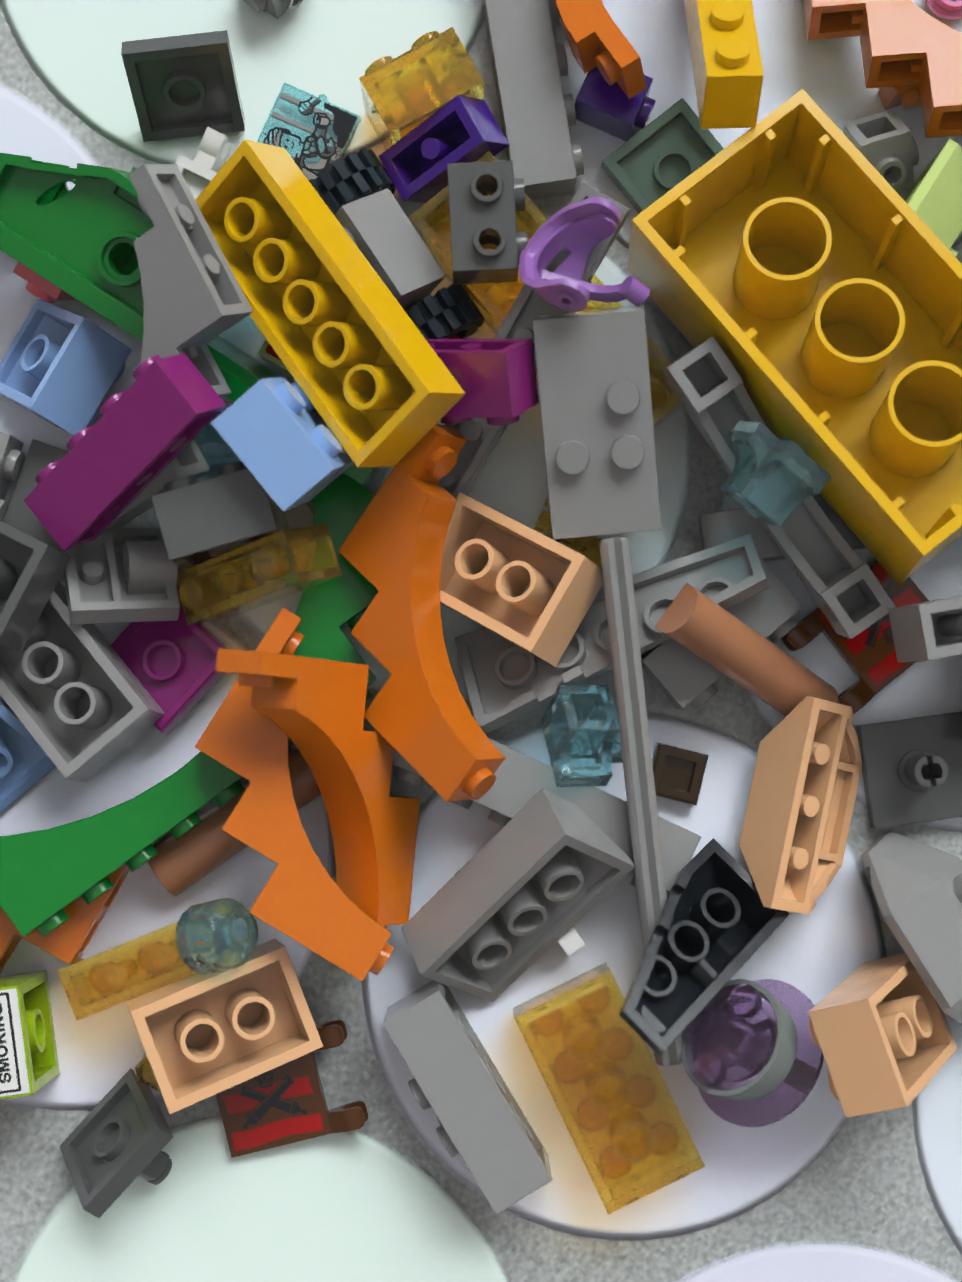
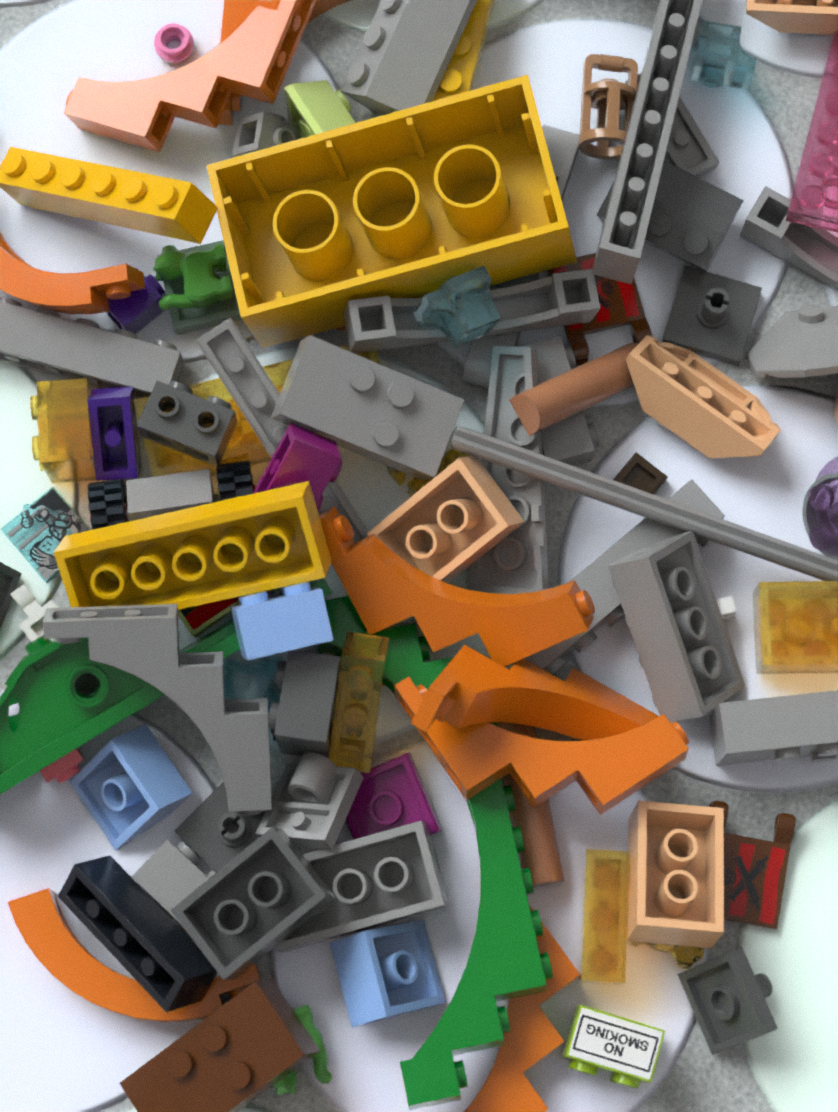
camera: 60 degrees left, 10 degrees down
(123, 449) = (231, 741): magenta brick -> none
(216, 936) = (609, 843): clear light blue head -> none
(578, 232) = (230, 359): medium lavender helmet -> none
(582, 735) = (581, 527): clear light blue brick -> none
(674, 155) = (197, 268): none -> bright green animal
(697, 946) = (766, 508): black wedge -> none

